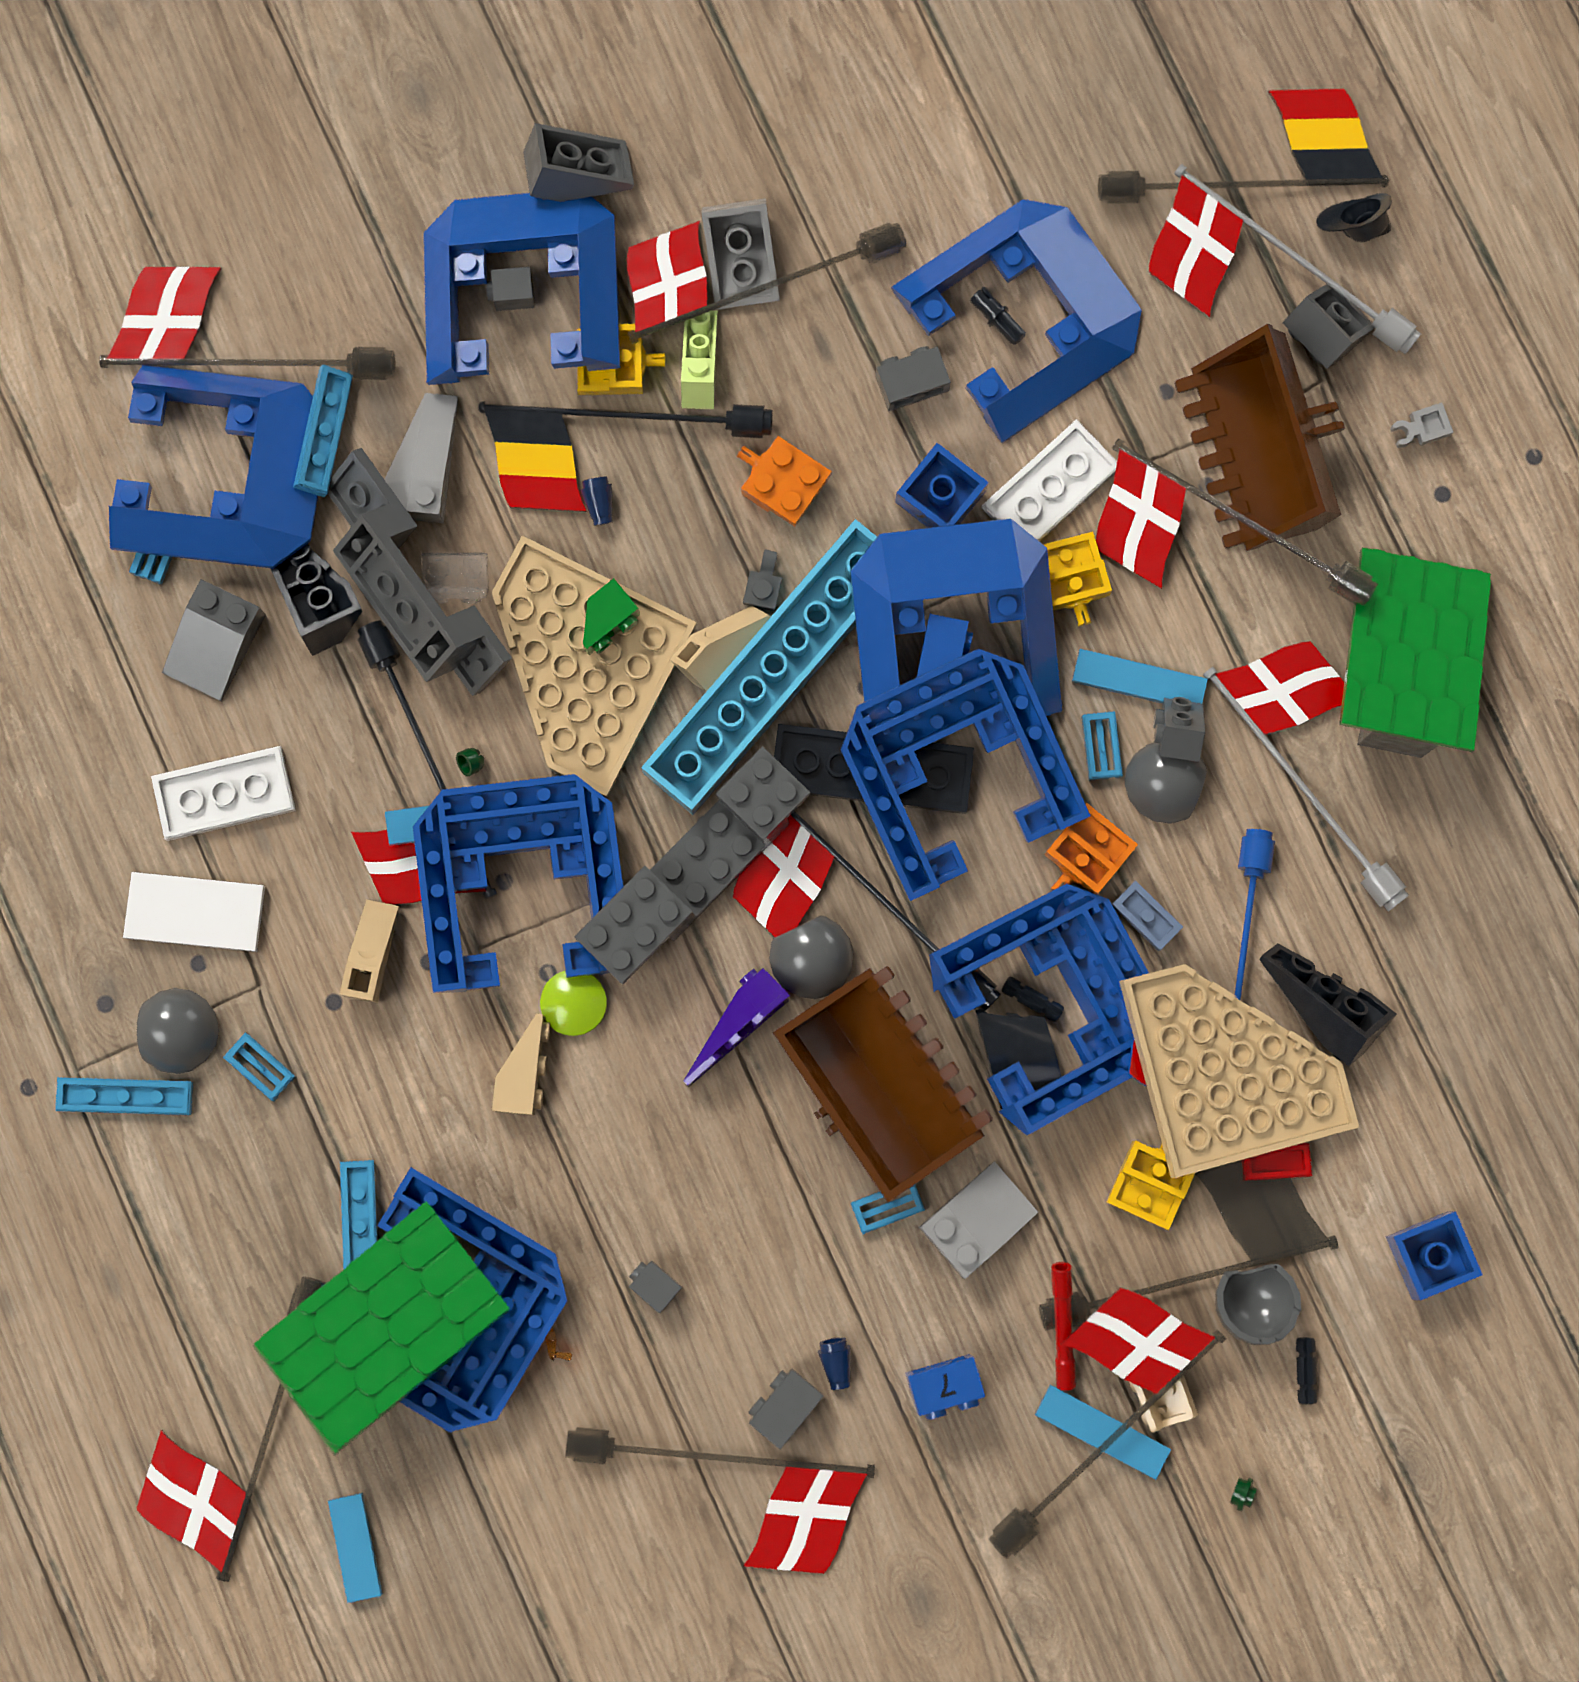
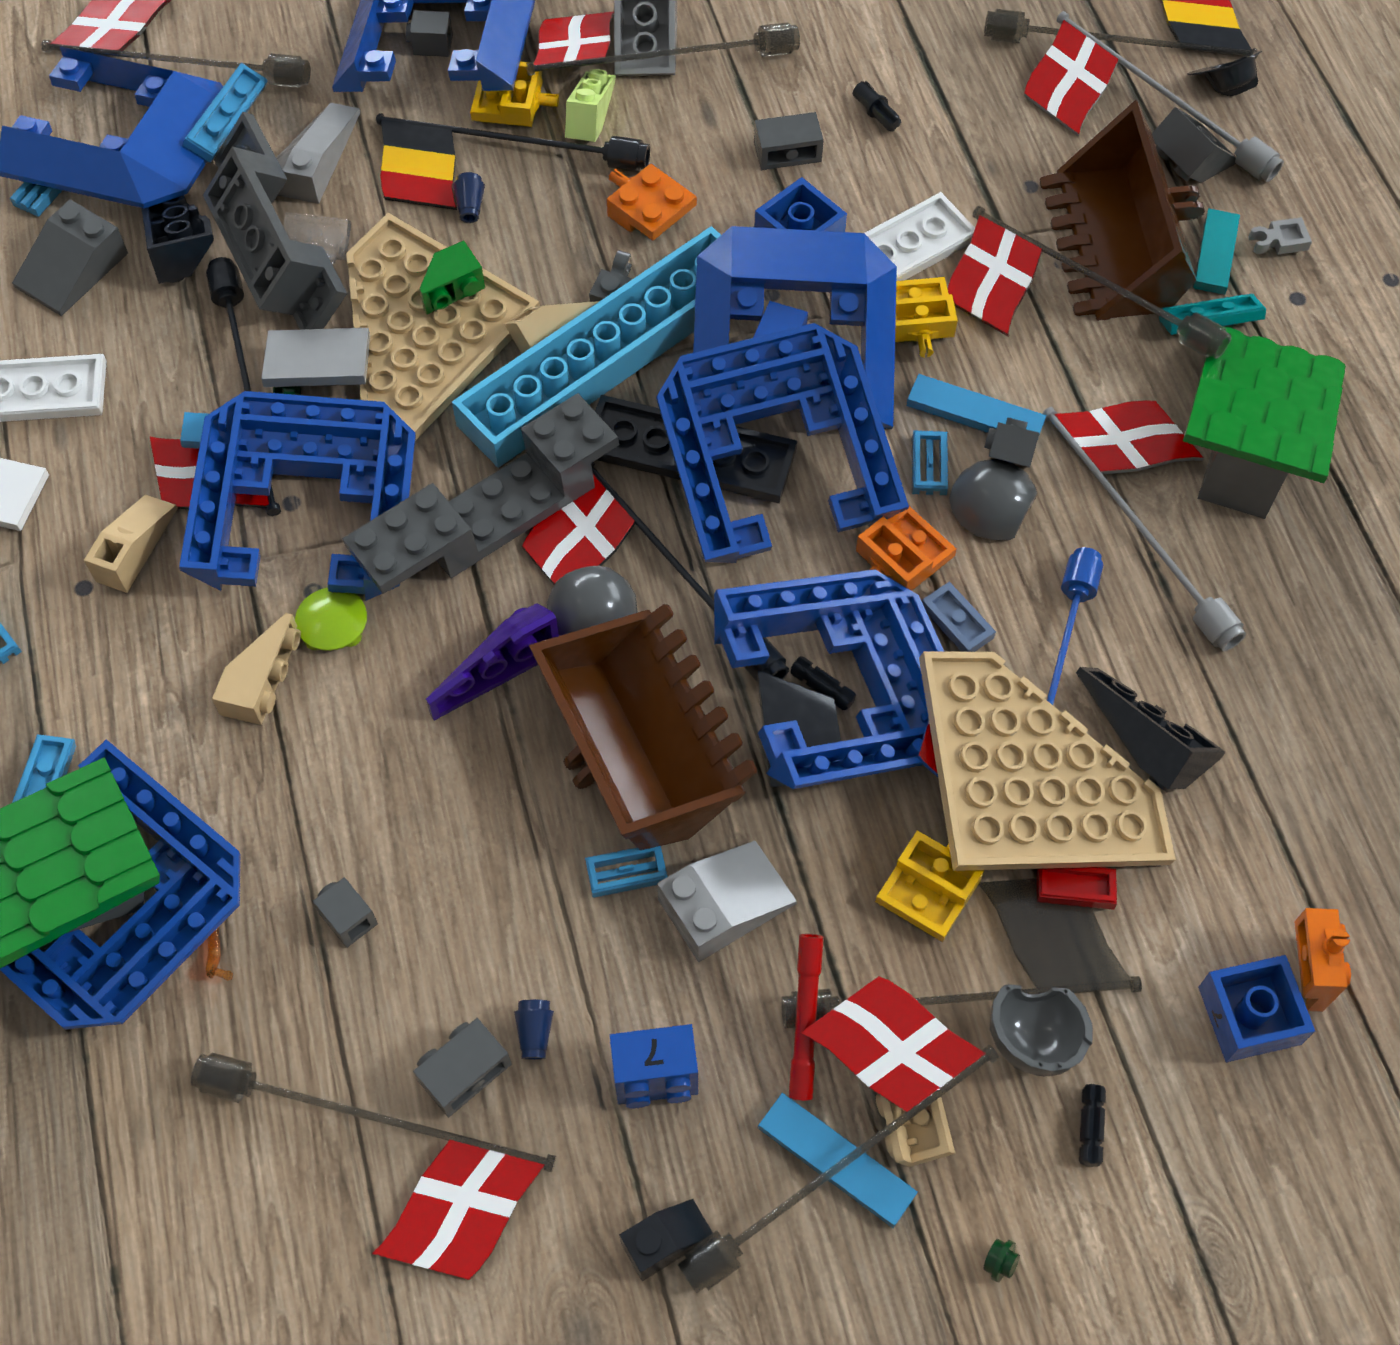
camera: 10 degrees right, 20 degrees down
(495, 728) = (316, 357): none -> light grey tile
(976, 1518) = (664, 1237): none -> black slope
(1089, 341) = (960, 135): blue slope -> none
(1359, 451) = (1216, 251): none -> teal tile
(1359, 532) = (1222, 311): none -> teal tile
(1485, 1207) = (1321, 956): none -> orange plate

